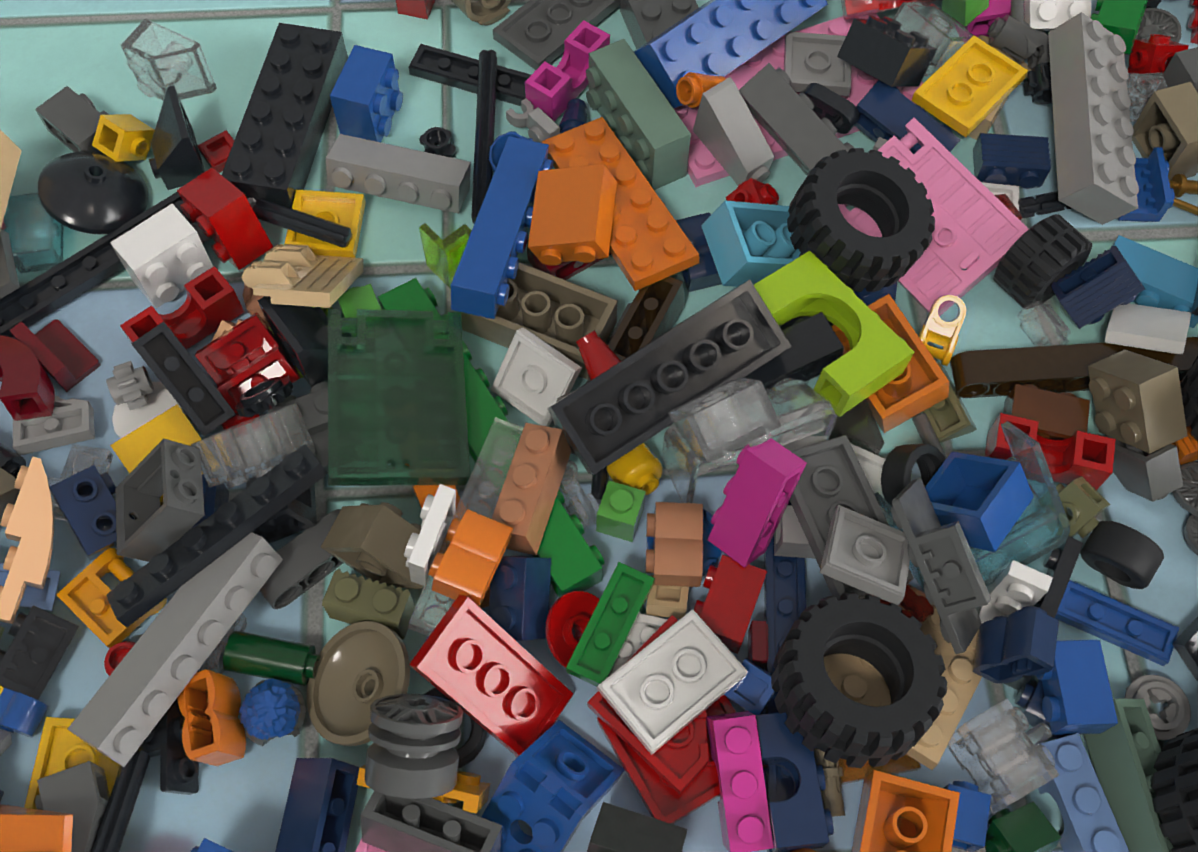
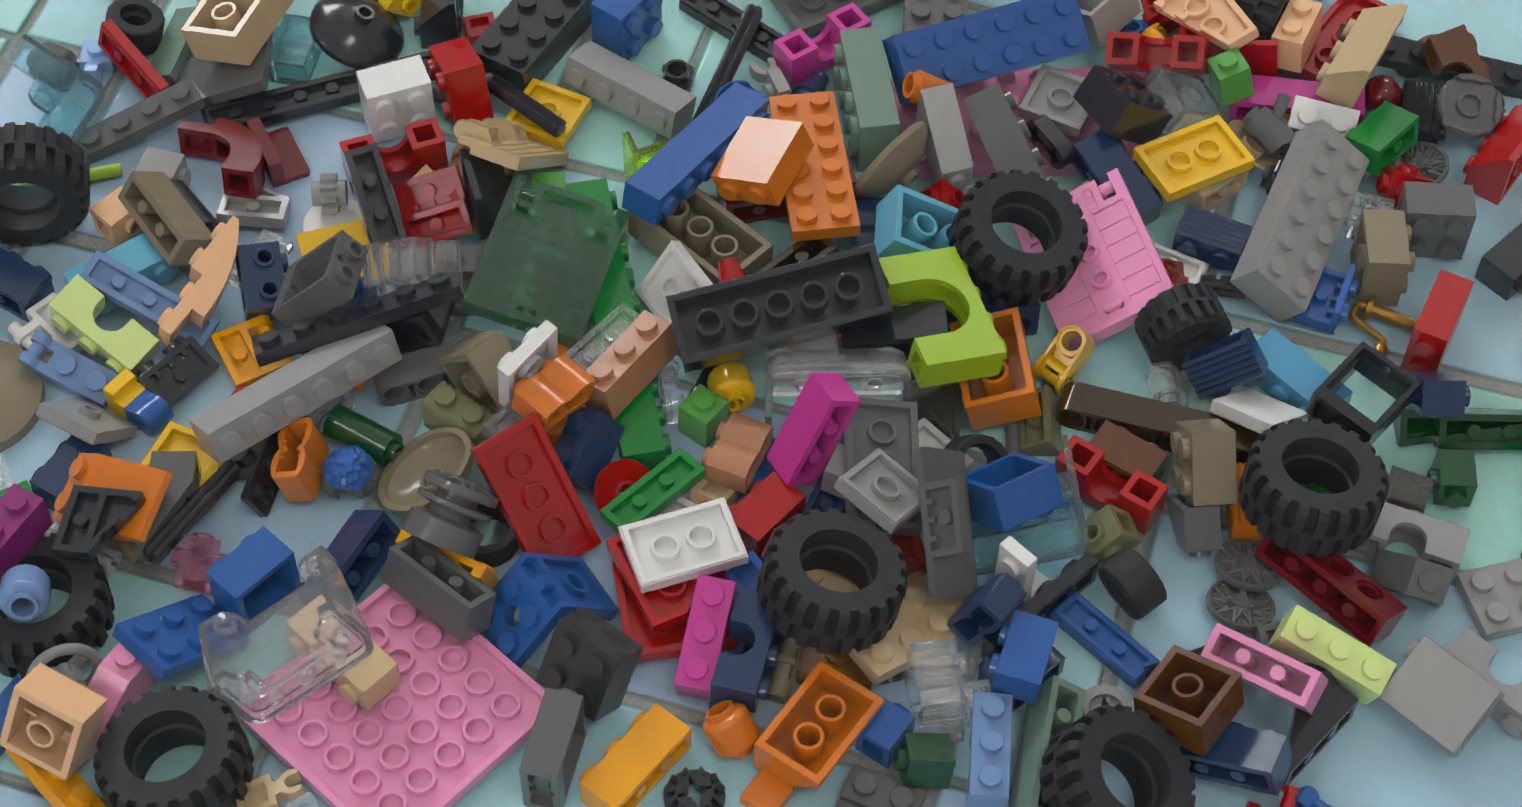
camera: 20 degrees right, 10 degrees down
(264, 396) = (440, 231): black gear -> none
(701, 175) = (895, 163): none -> dark tan dish
(726, 420) = (803, 345): clear slope -> none

